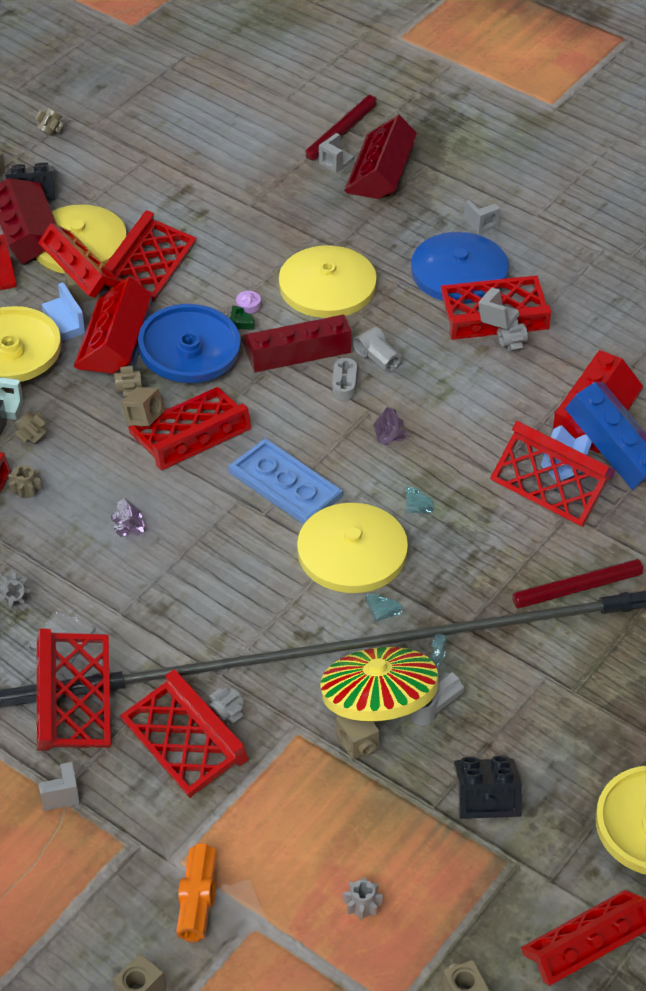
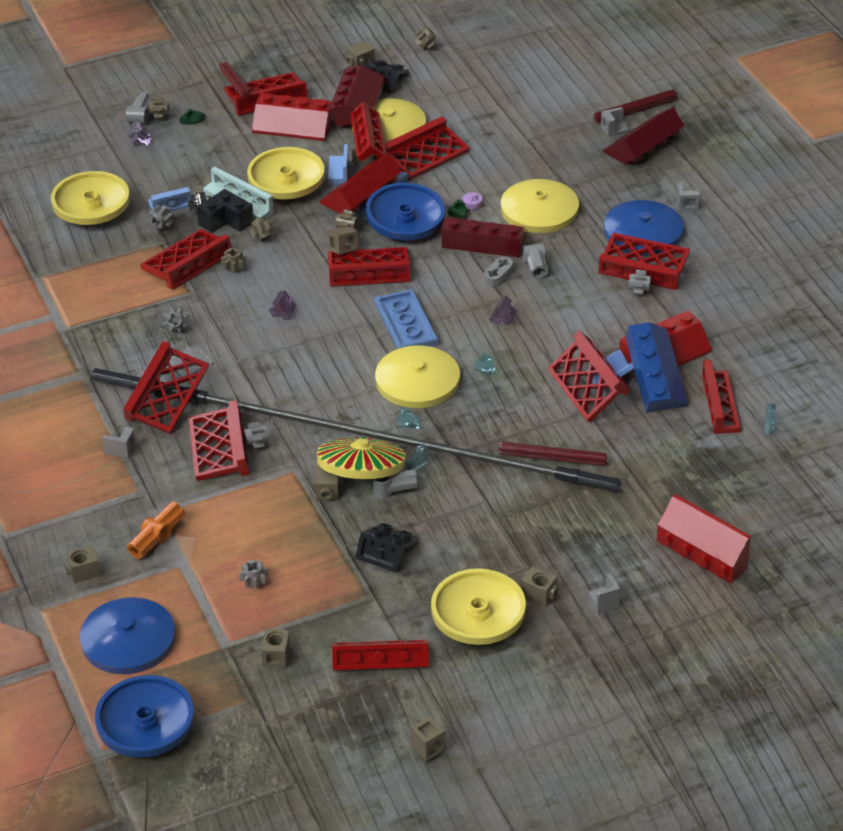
camera: 30 degrees right, 5 degrees down
(494, 312) = (631, 258): light grey panel -> none

